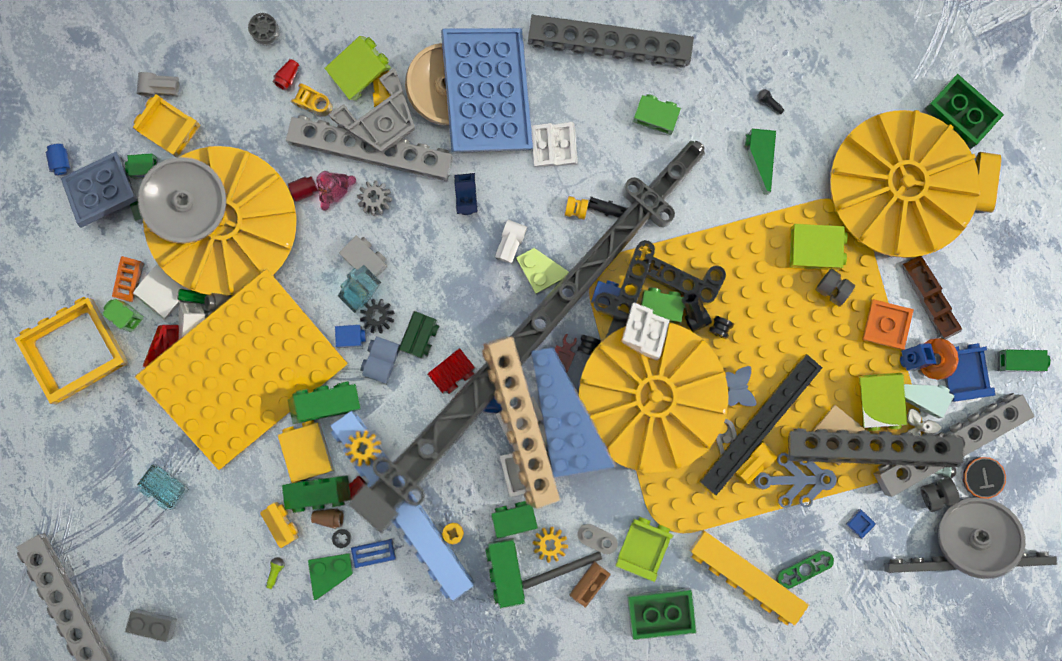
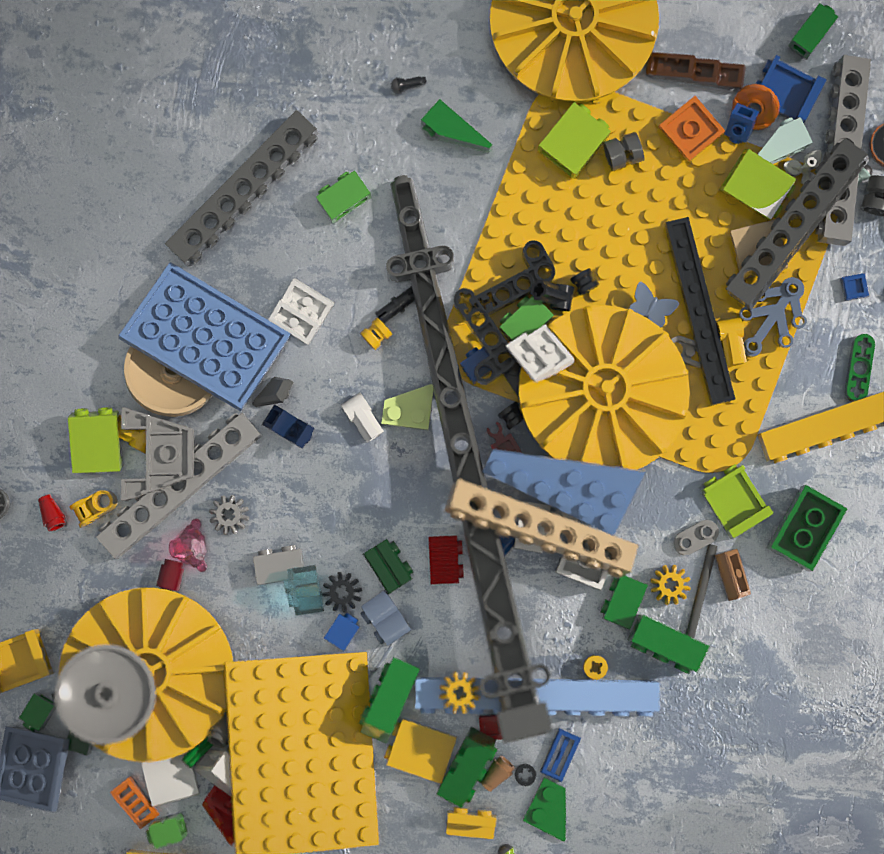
camera: 50 degrees left, 0 degrees up
(483, 166) = (274, 392): none -> dark grey piece

